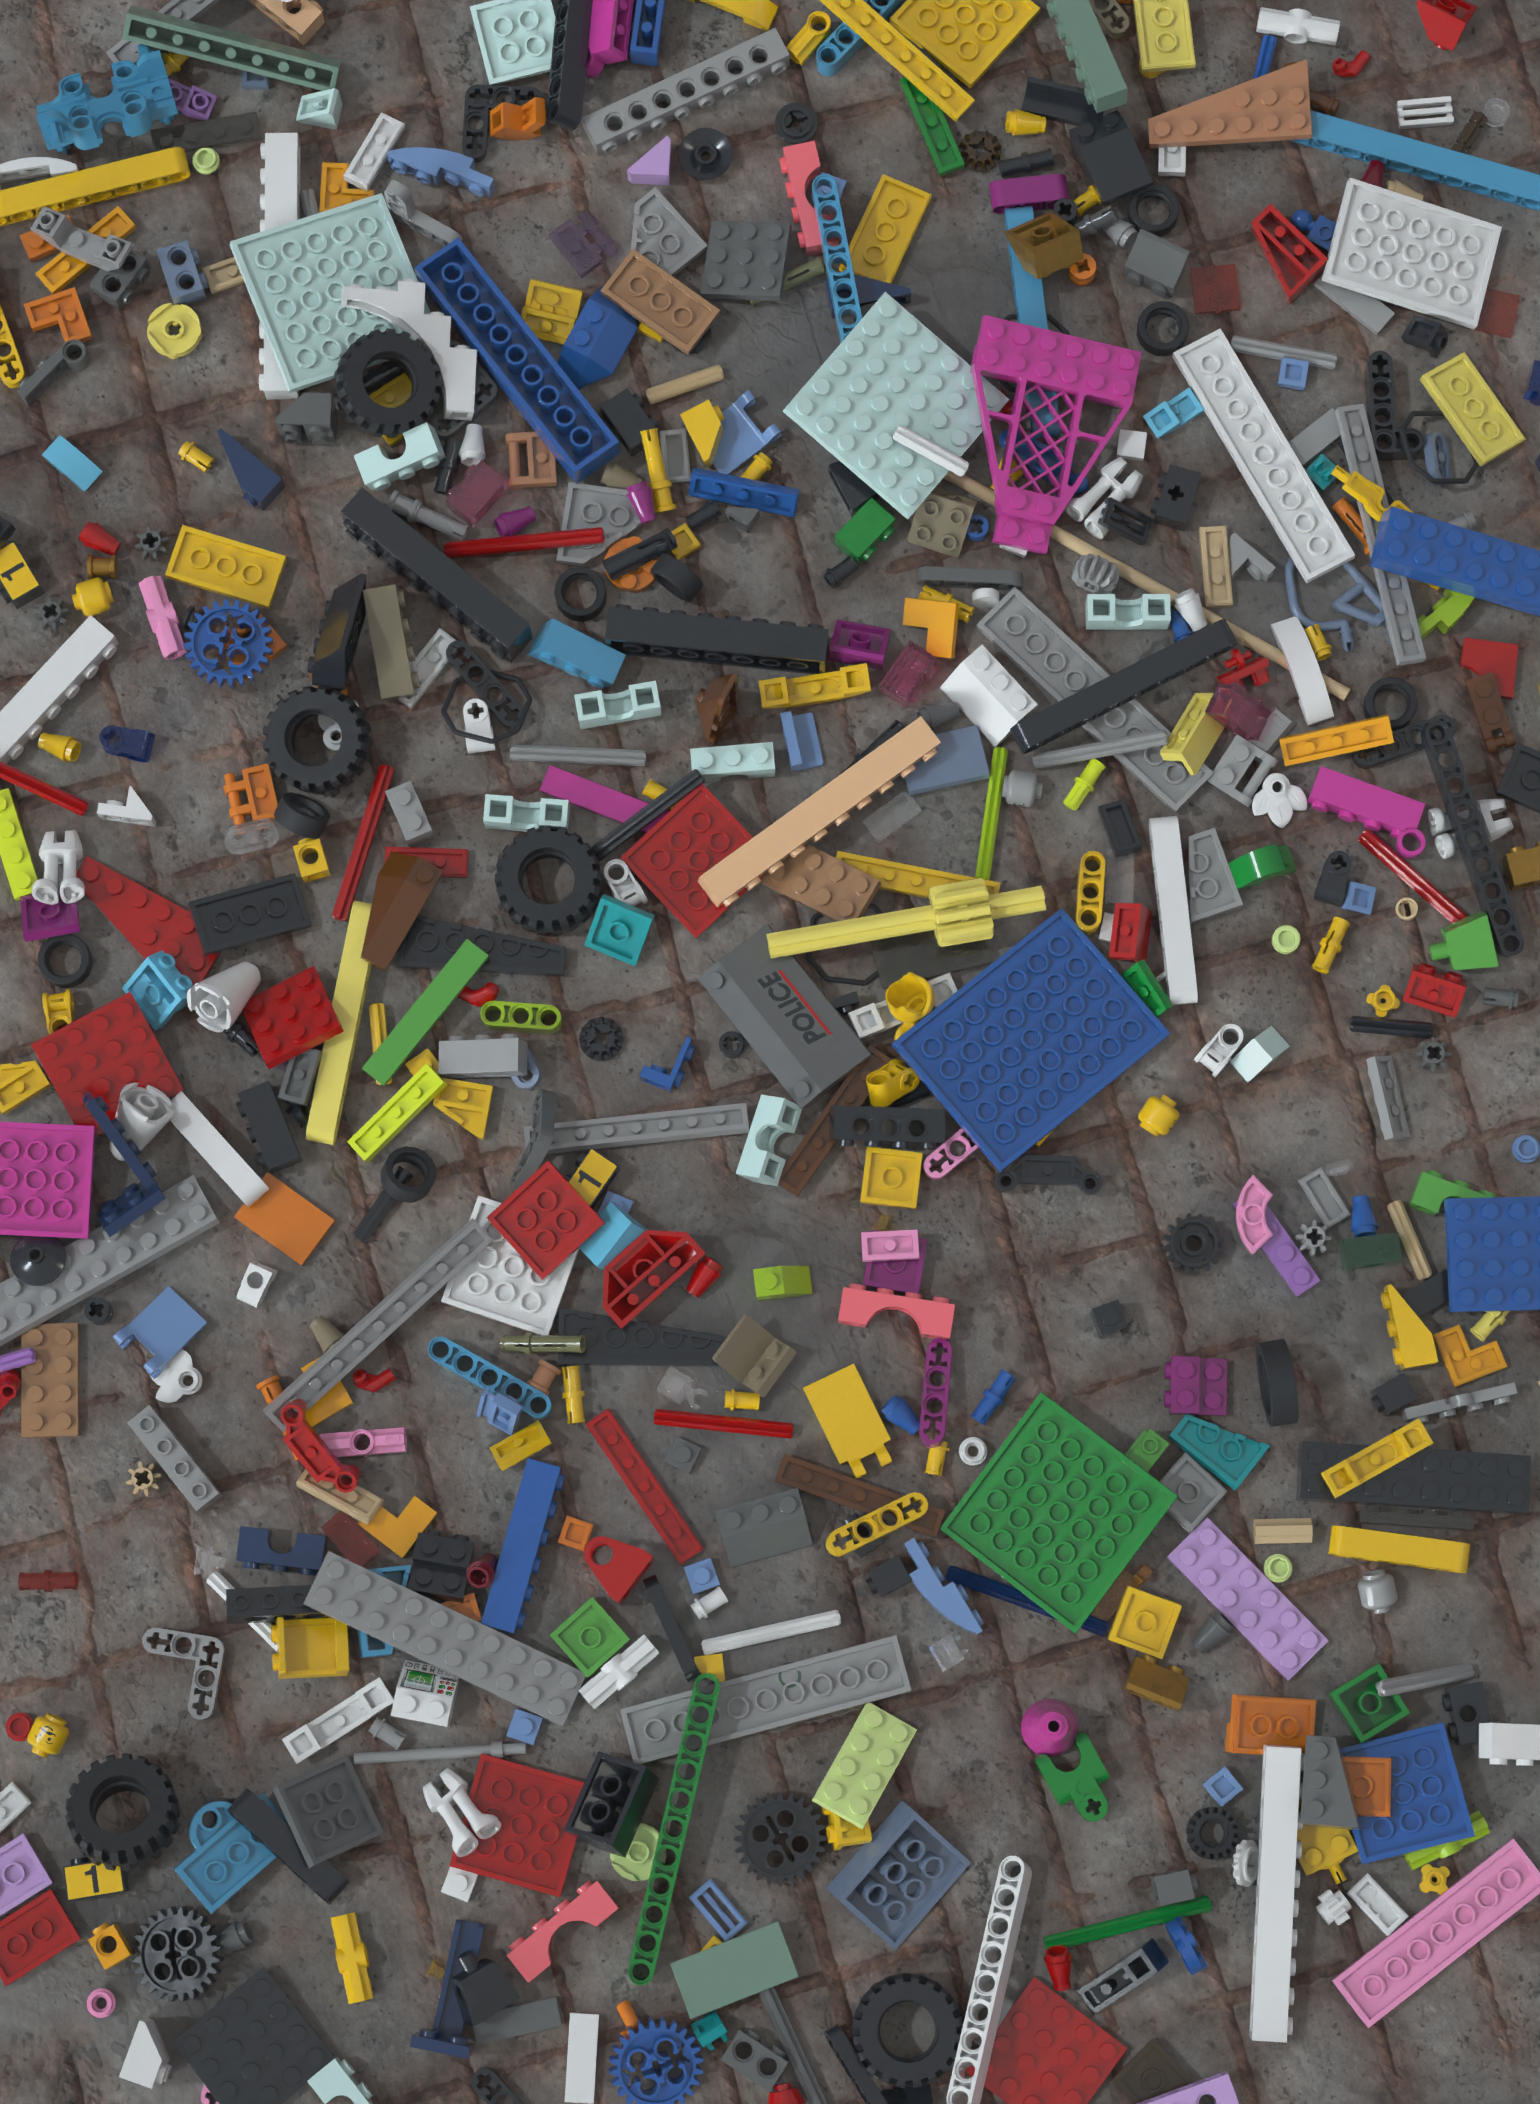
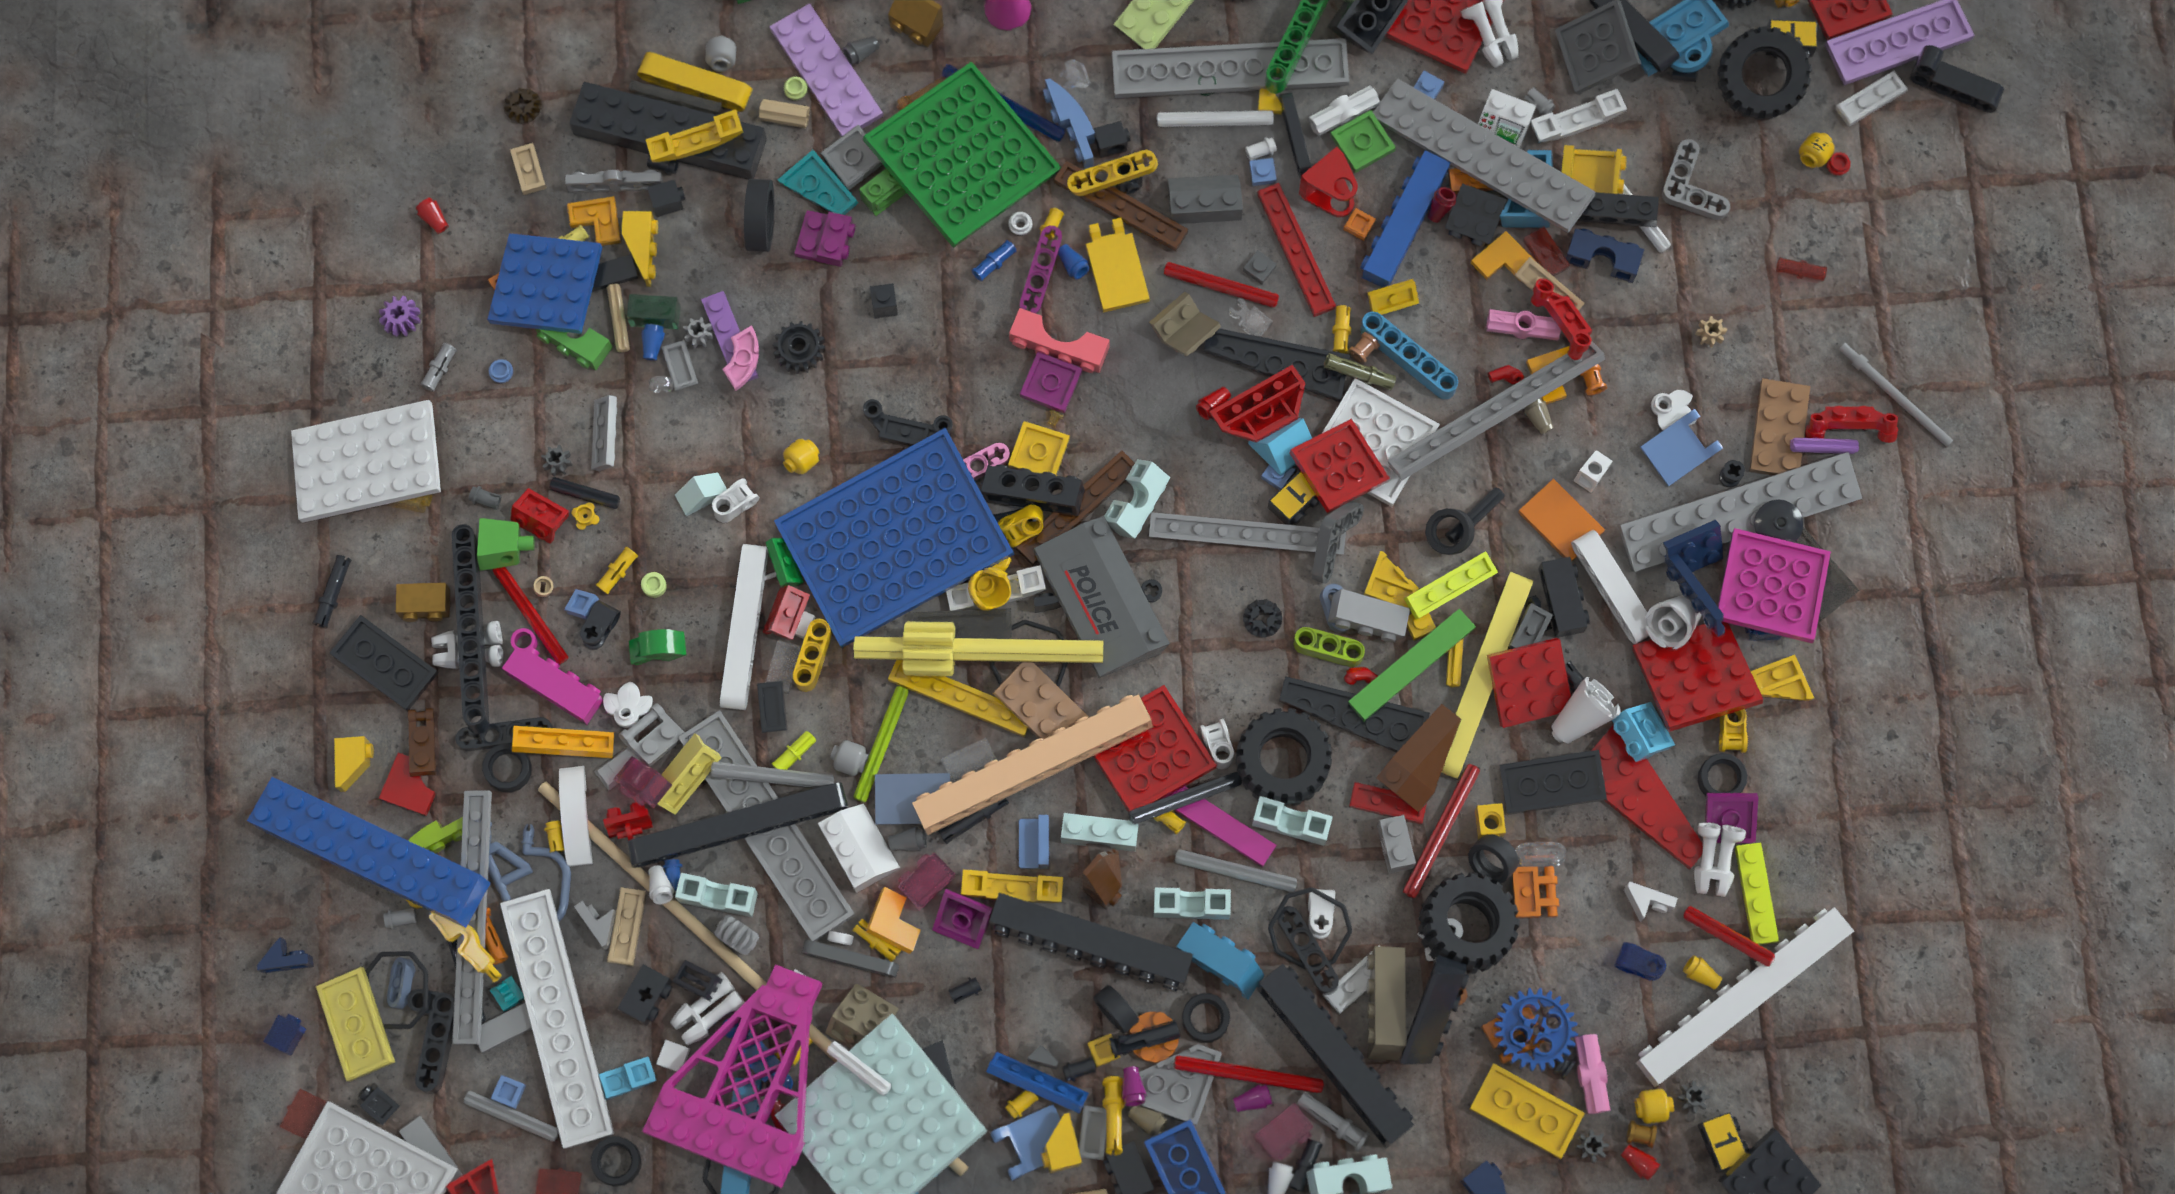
camera: 170 degrees left, 5 degrees down
(175, 1459) = (1683, 341): light grey brick -> none
(206, 1561) = (1667, 258): clear tile -> none
(496, 1749) = (1453, 73): light grey bar -> none
(500, 1410) = (1402, 322): medium blue plate -> none
(540, 462) = (1219, 1152): nougat plate -> none
(619, 930) = (1229, 702): teal plate -> none
(657, 1075) = (1219, 572): blue bracket -> none
(741, 1400) = (1204, 299): yellow pin -> none
(782, 1282) = (1149, 384): lime slope -> none
(865, 531) = (934, 1021): green brick -> none
(890, 1245) = (1052, 390): bright pink plate -> none
(984, 528) = (825, 1005): blue bush -> none
(1144, 1622) = (913, 66): yellow plate -> none
(1210, 878) = (705, 648): light grey wing -> none

